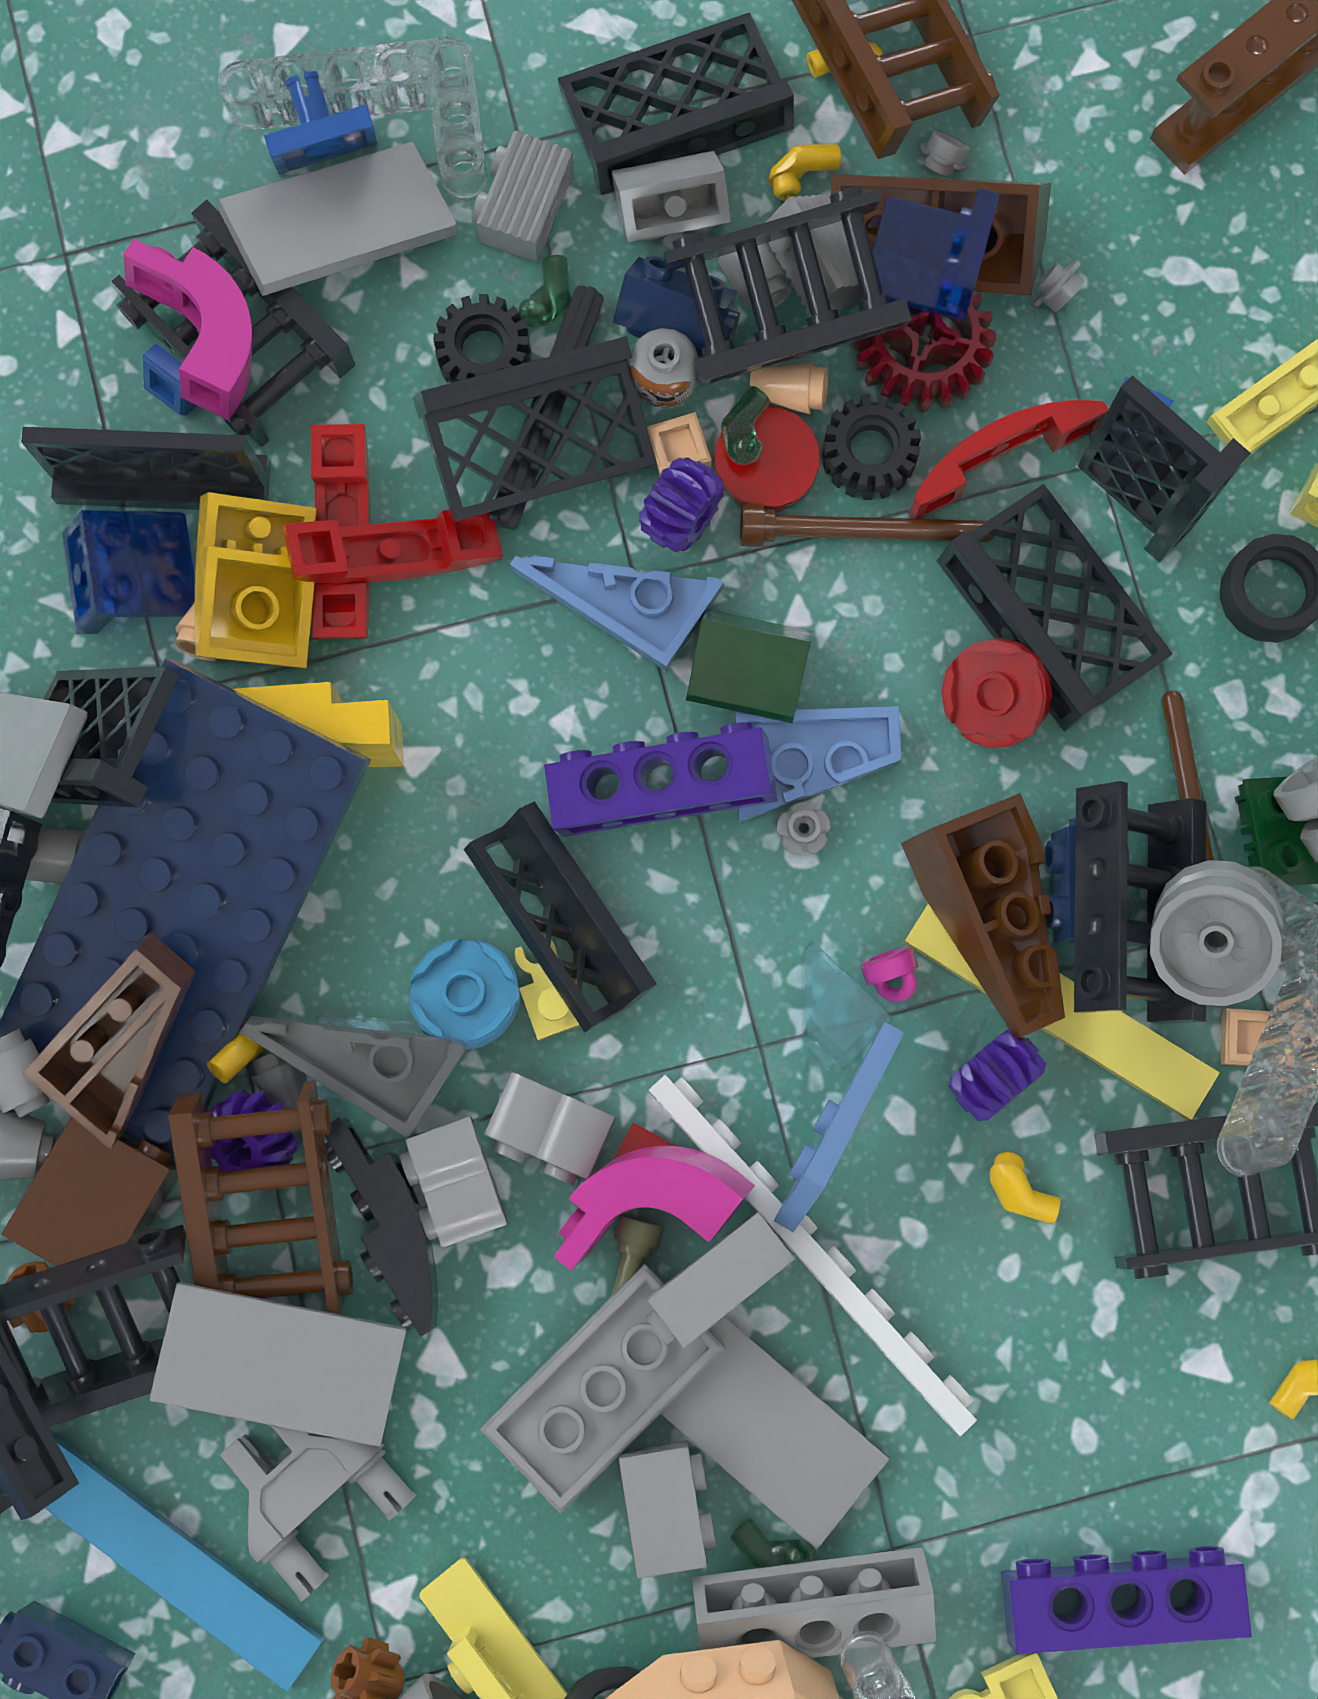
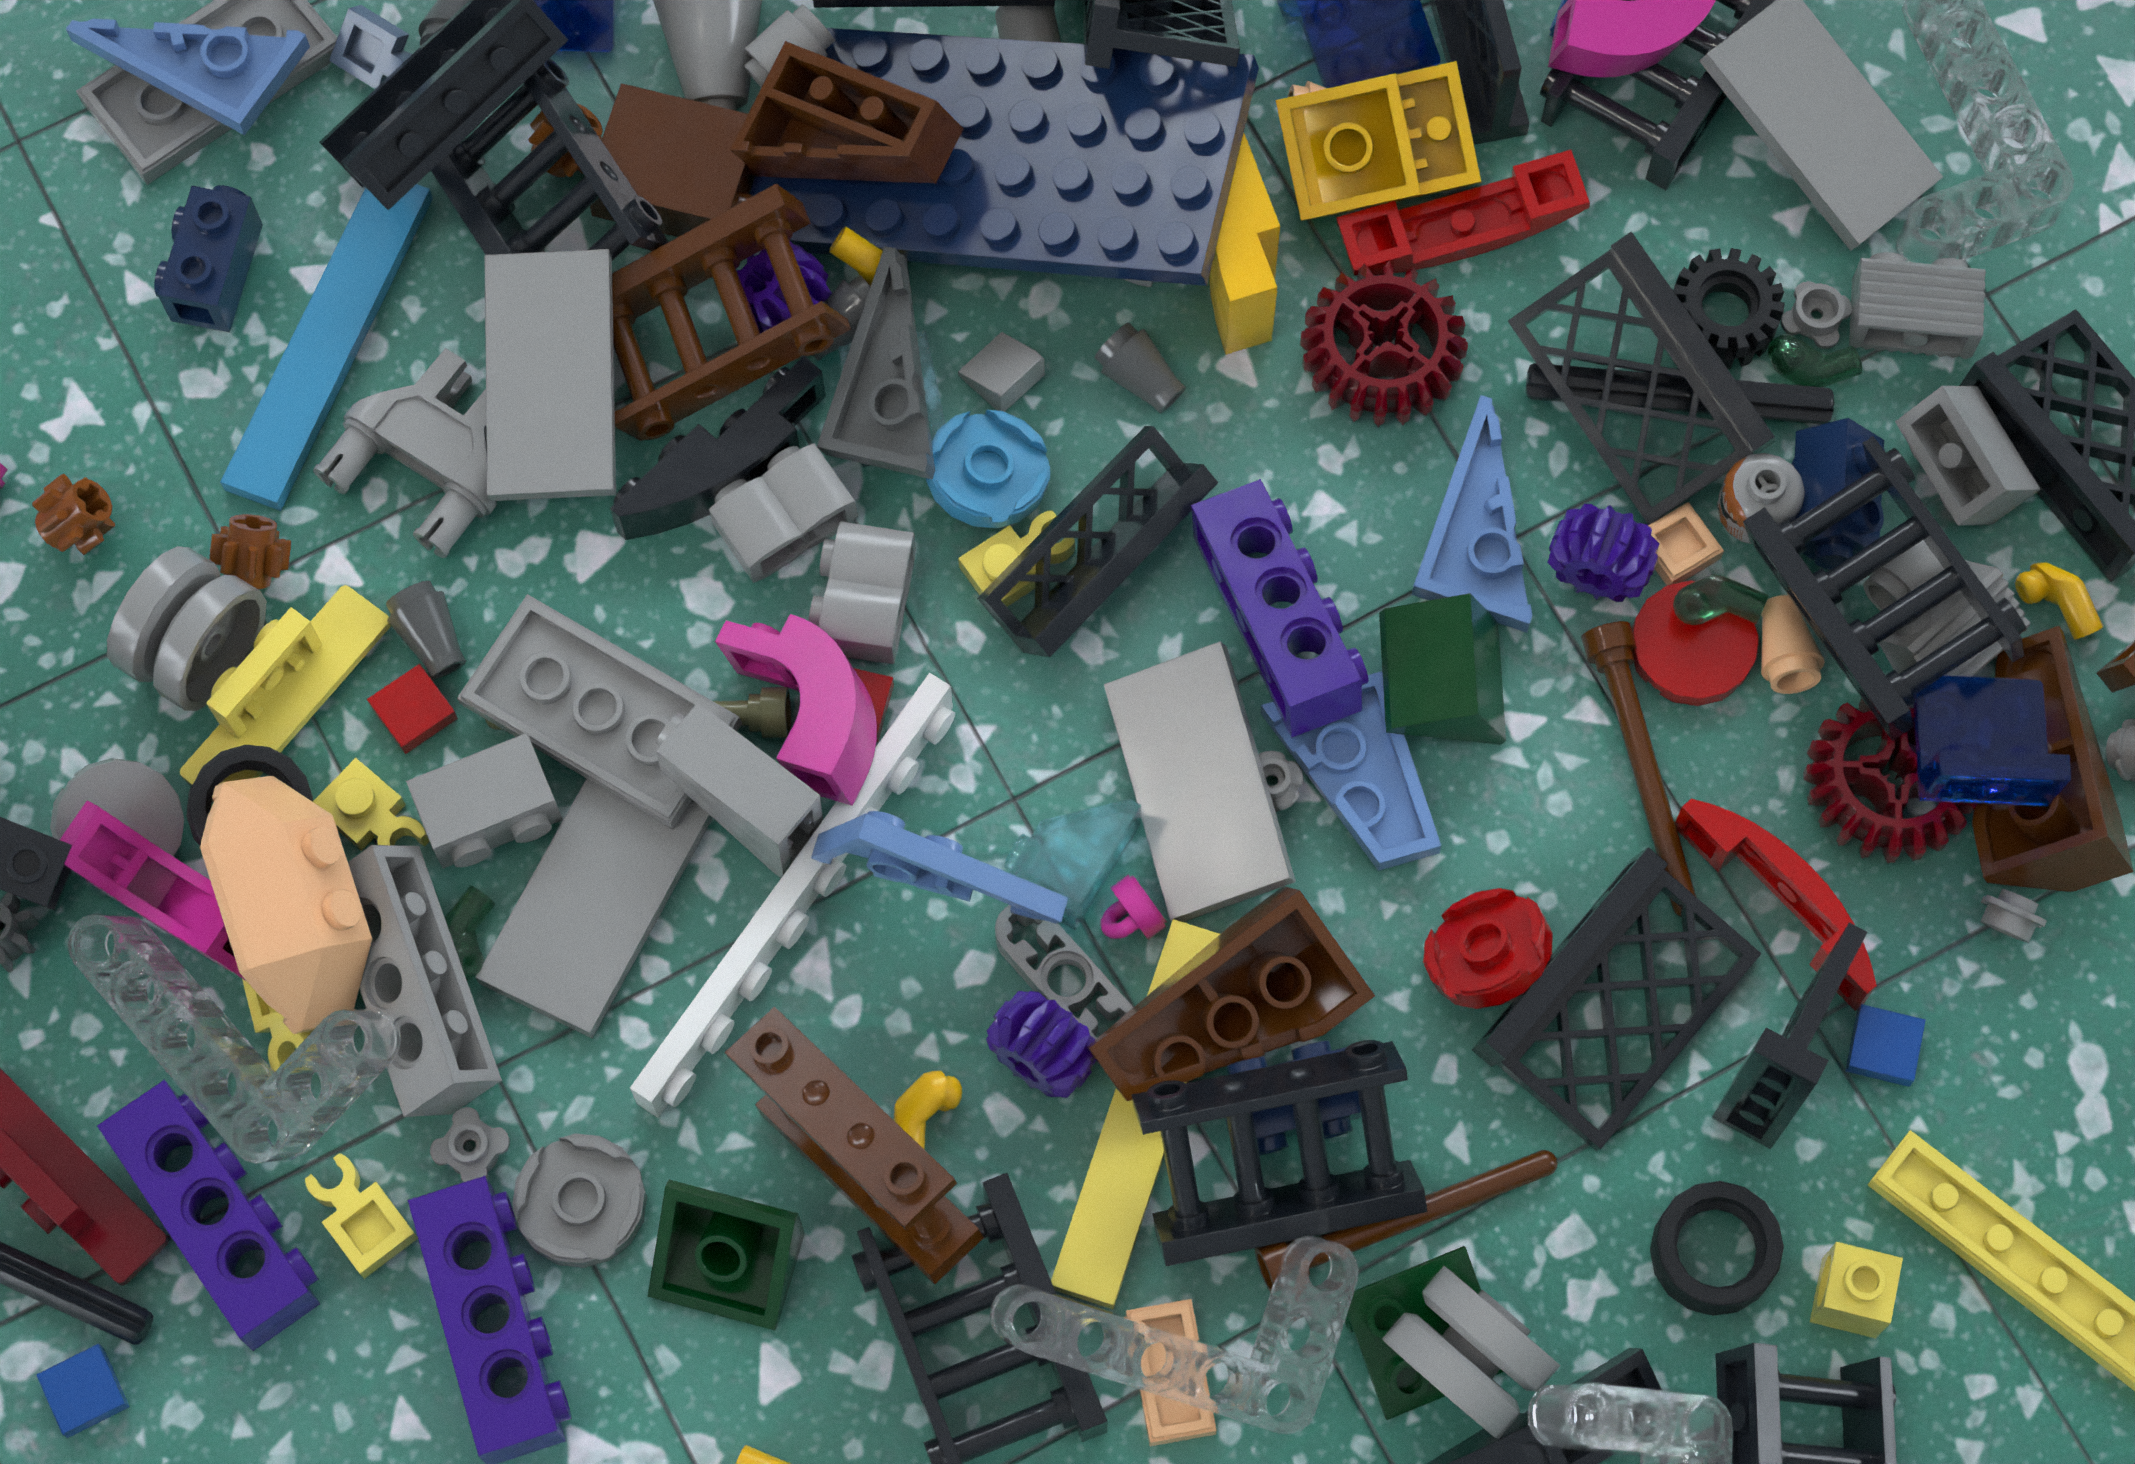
camera: 75 degrees right, 10 degrees down
(319, 133) = (1909, 71): blue tile -> none
(369, 959) = (1003, 371): none -> light grey slope
(389, 550) = (1450, 250): red slope -> none
(401, 841) = (1139, 367): none -> dark grey cone
(421, 645) = (1353, 311): none -> dark red gear
(481, 1526) = (426, 626): none -> dark grey cone
(505, 263) = (1818, 298): none -> light grey plate
(550, 1555) = (412, 708): none -> red tile
(632, 1617) = (367, 808): none -> light yellow plate
(794, 888) = (1199, 783): none -> light grey tile
(875, 417) = (1749, 714): black tyre -> none
(948, 1582) = (468, 1127): none -> light grey plate
(978, 1037) = (1047, 934): none -> light grey beam
(1030, 1499) = (579, 1200): none -> light grey tile
(1068, 1257) = (855, 1145): none -> reddish brown fence
(1110, 1384) = (724, 1254): none -> dark green slope
(1186, 939) = (1260, 1216): light grey wheel -> none

